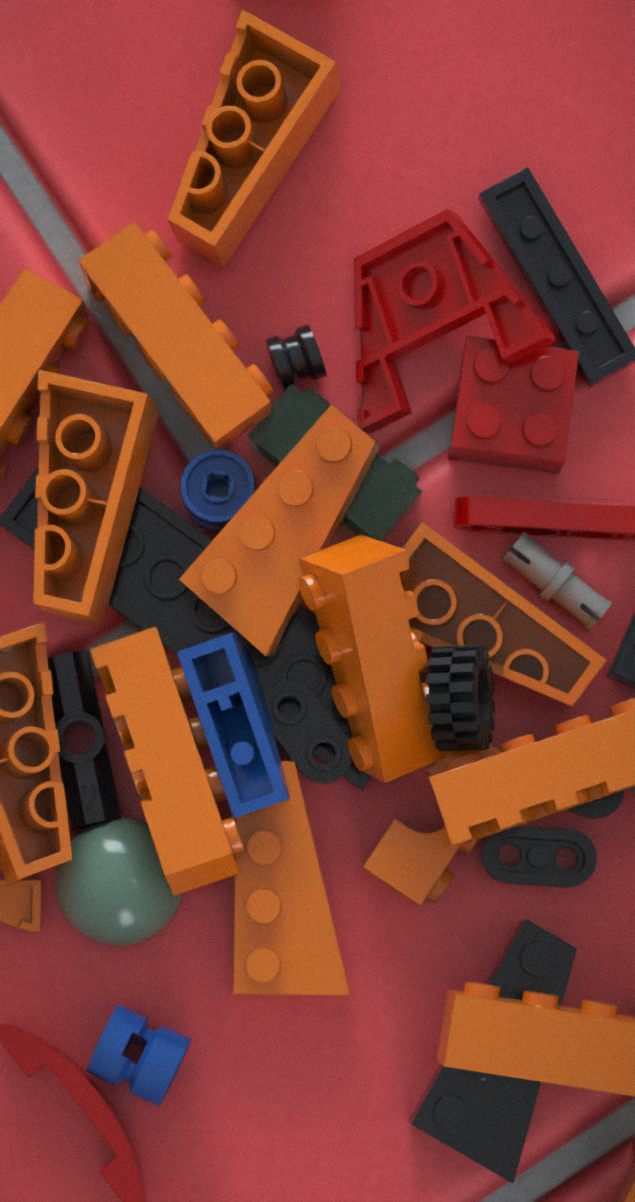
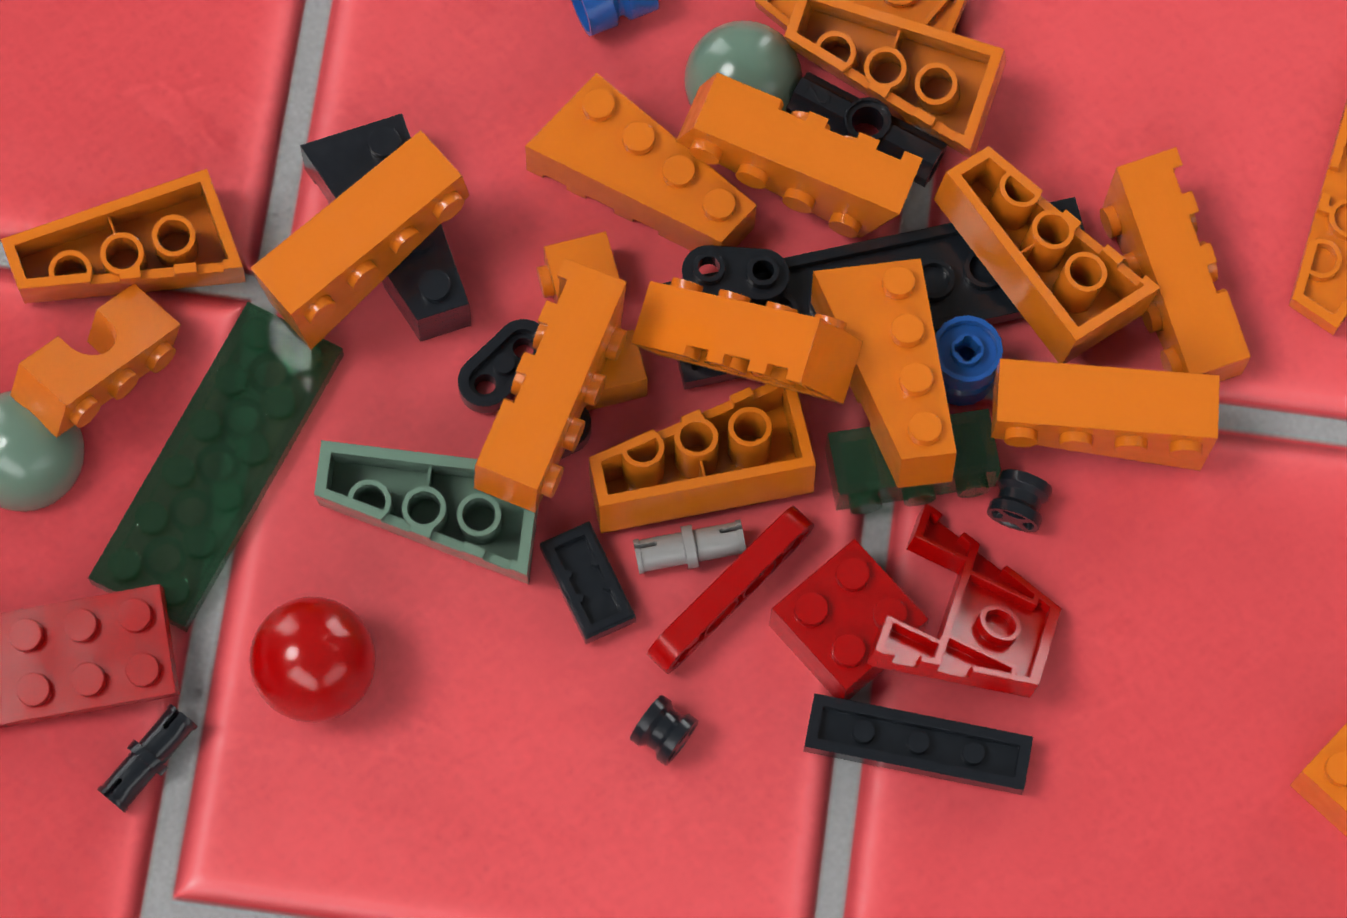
camera: 130 degrees right, 10 degrees down
(235, 722) = (785, 219): blue slope -> none
(250, 136) = (1219, 601): orange wedge -> none
(460, 698) = (663, 374): black tyre -> none

